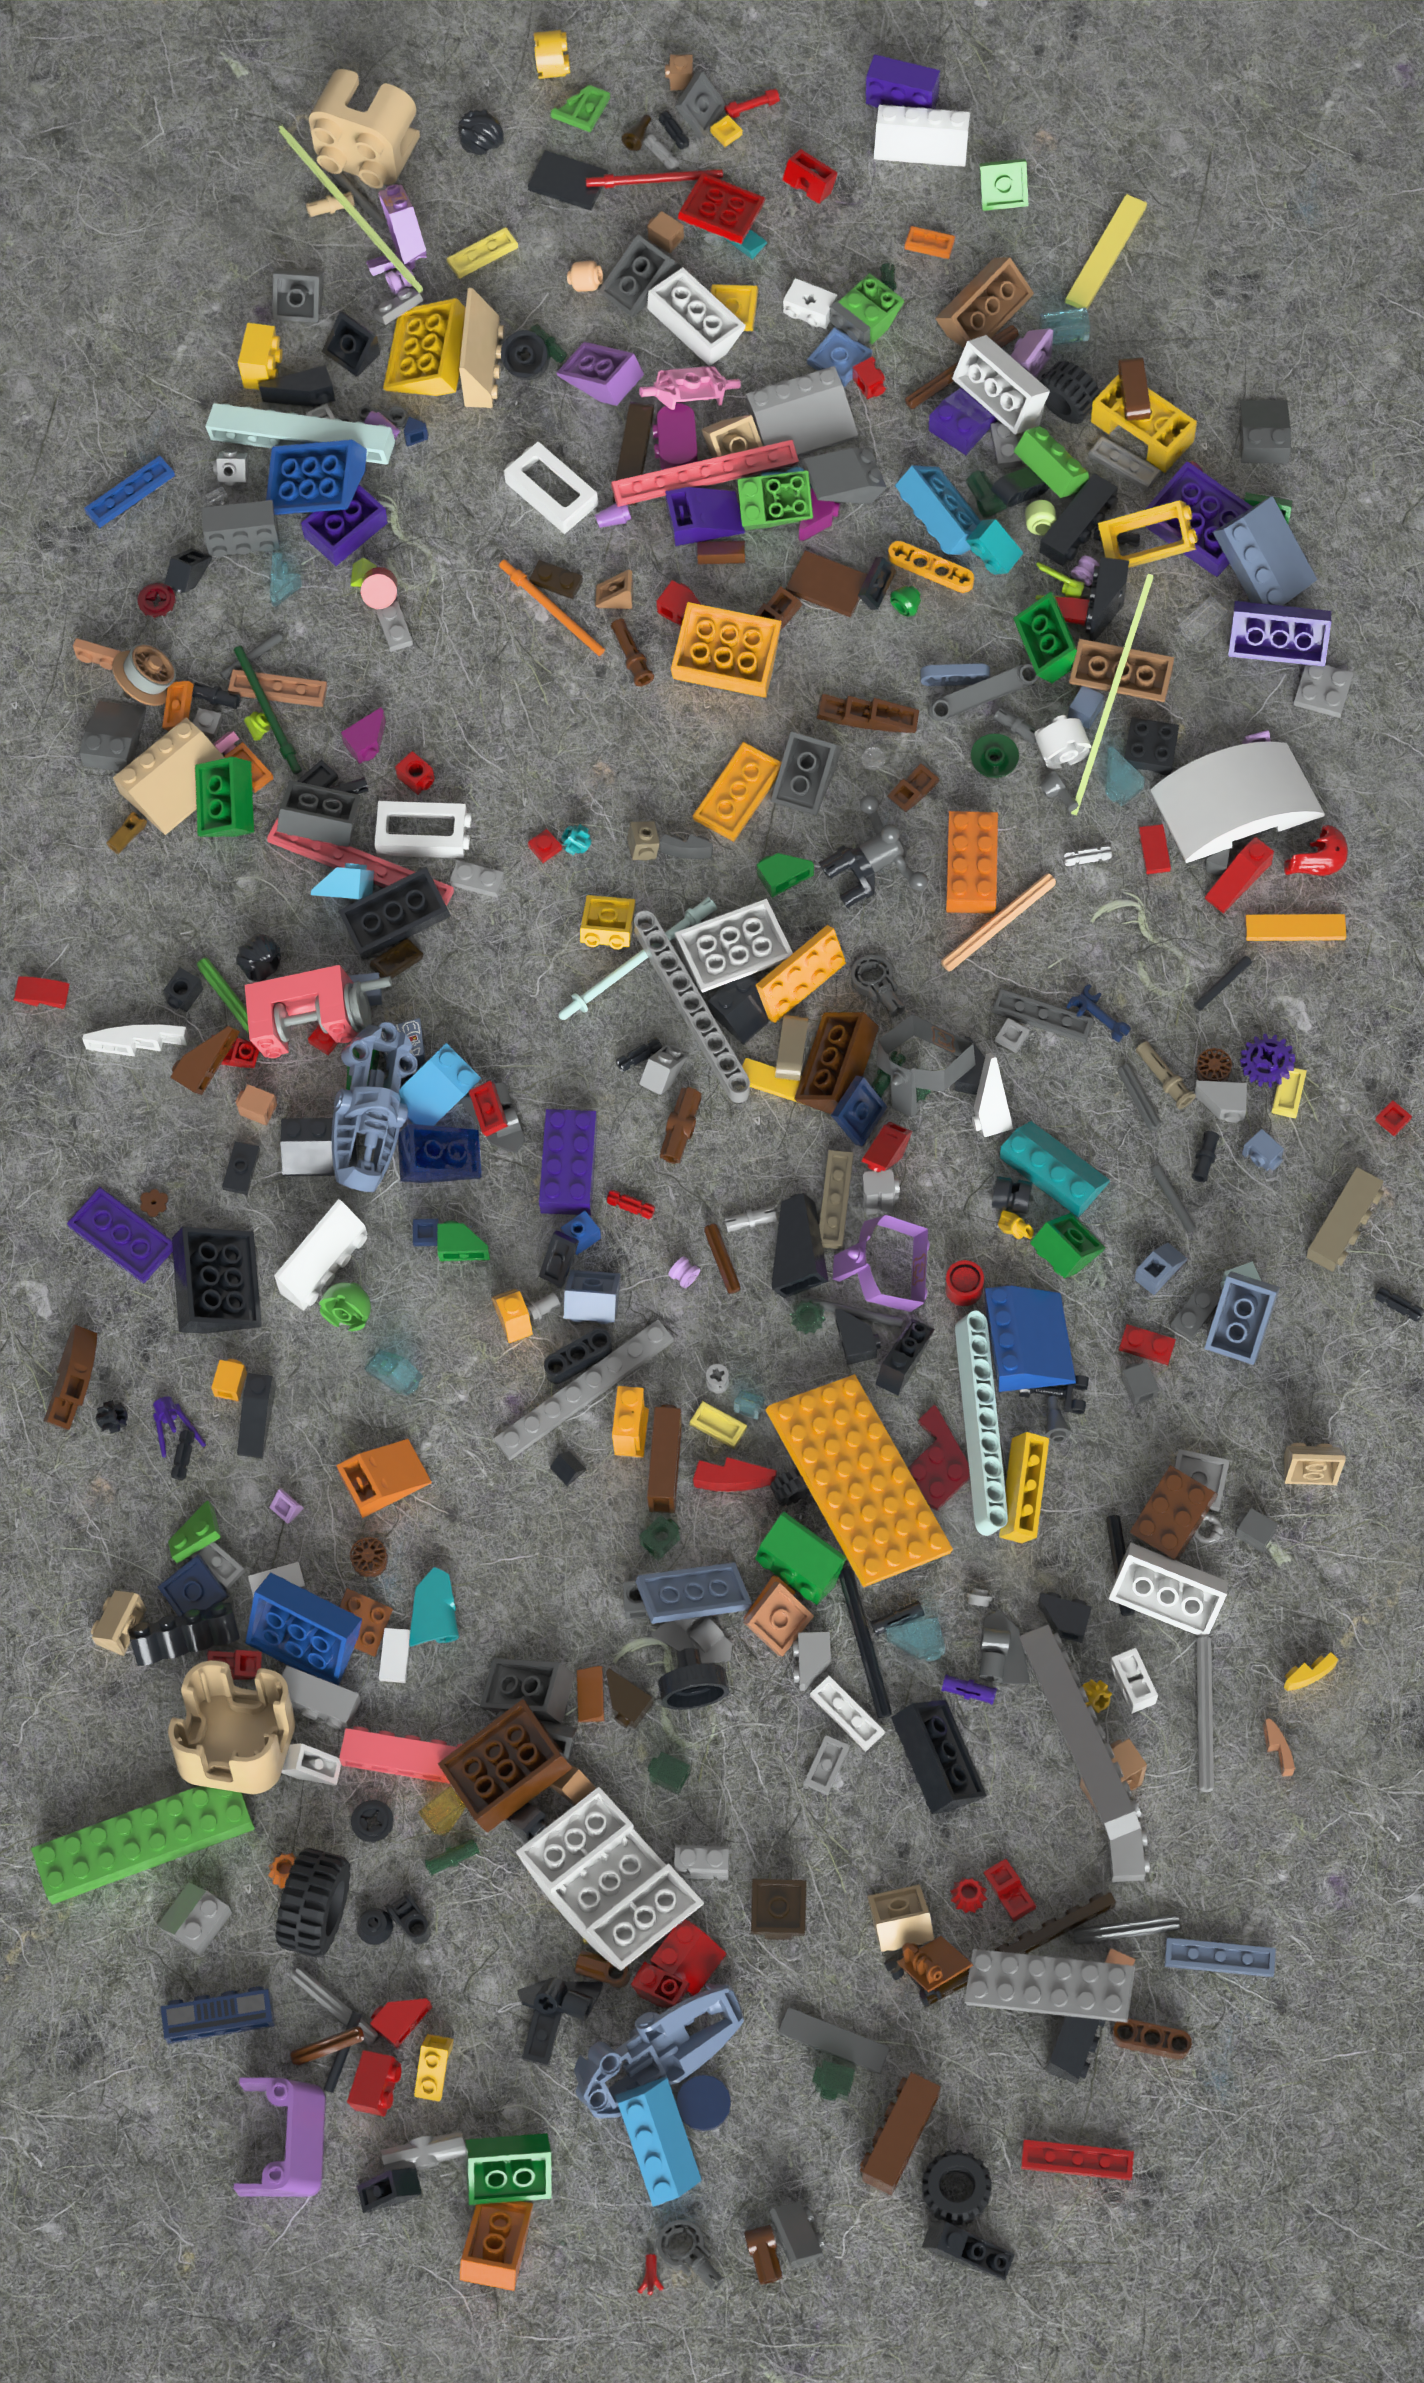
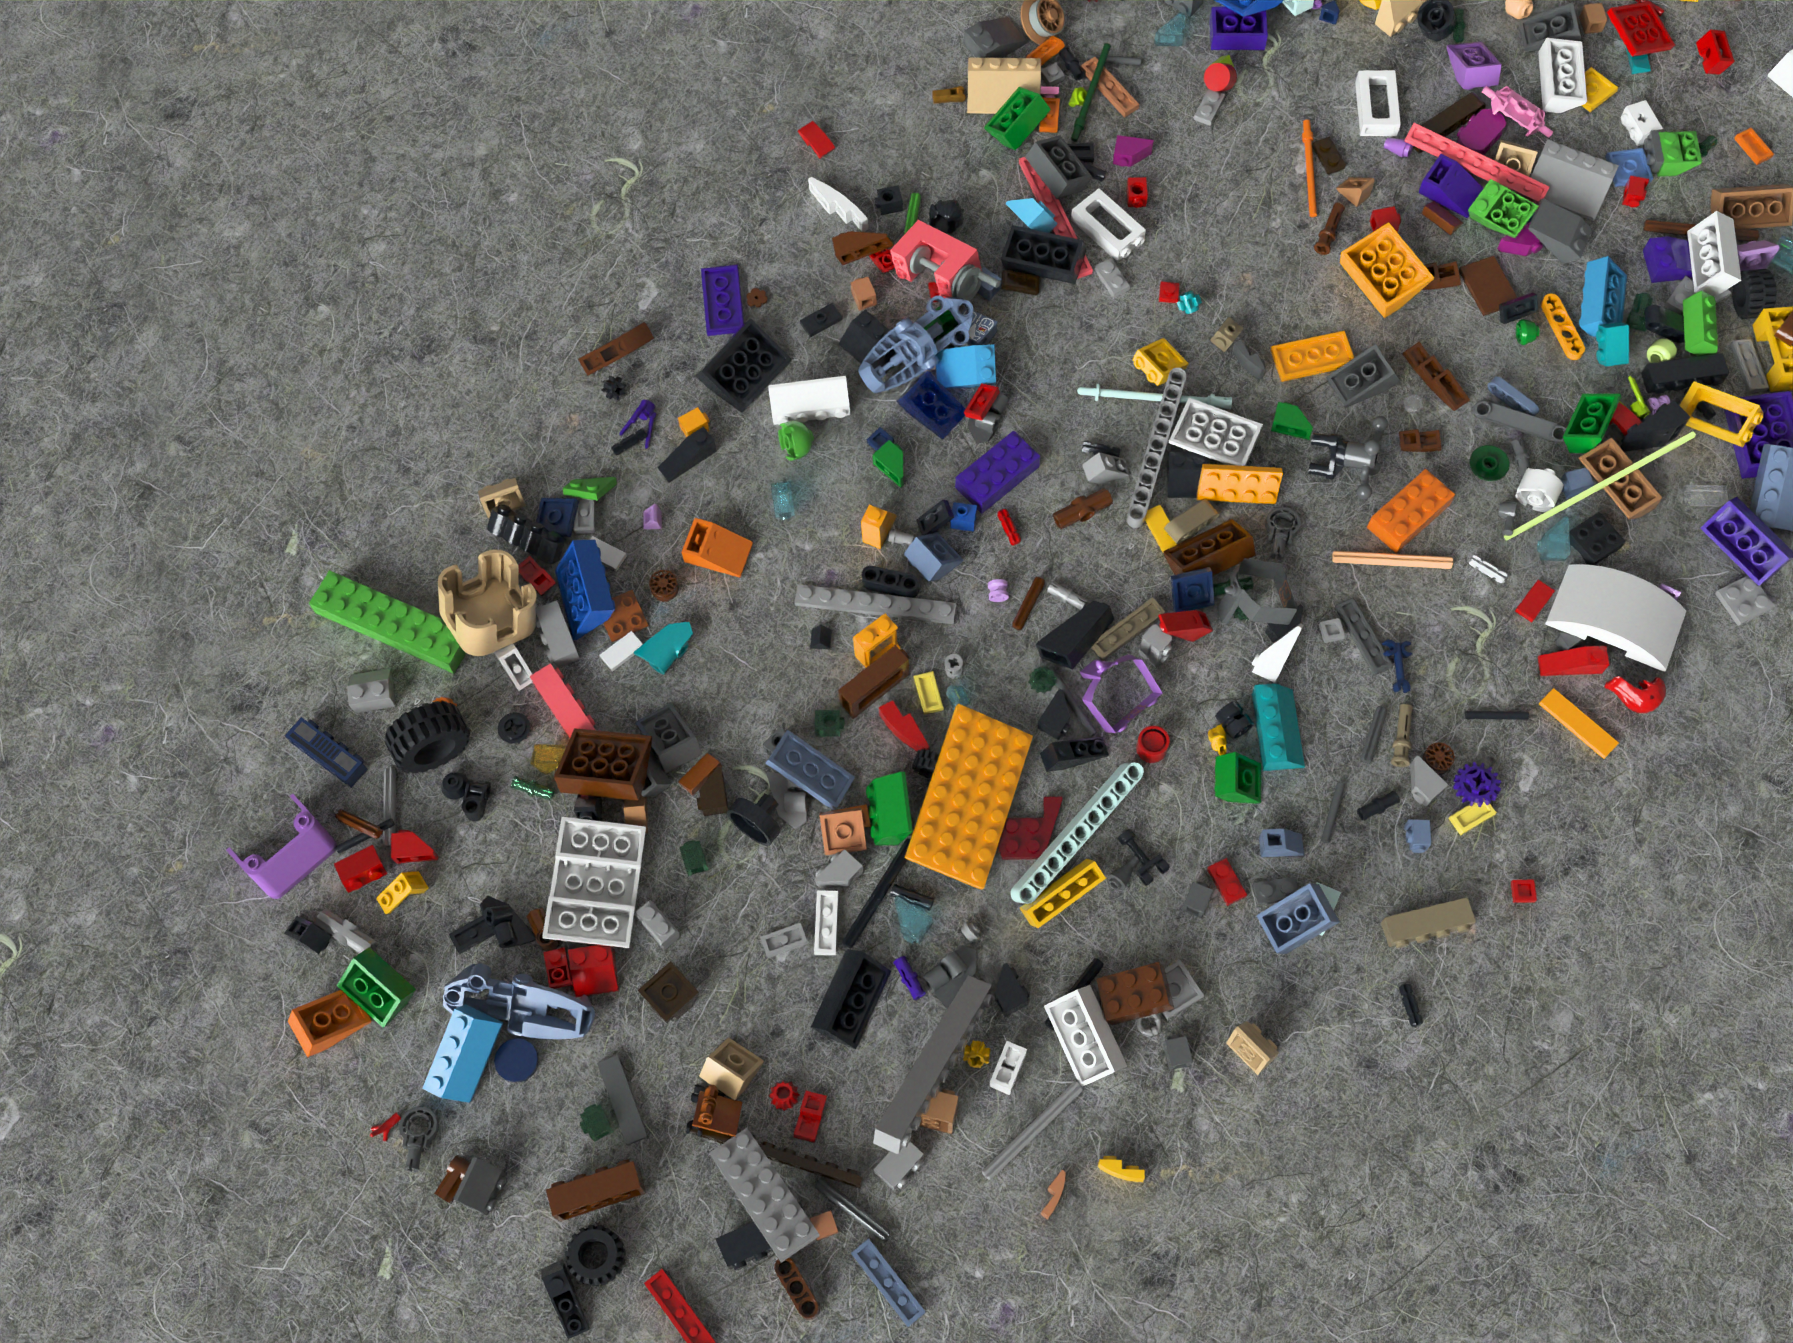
camera: 45 degrees right, 0 degrees up
(1028, 1338) = (1156, 810): blue slope -> none

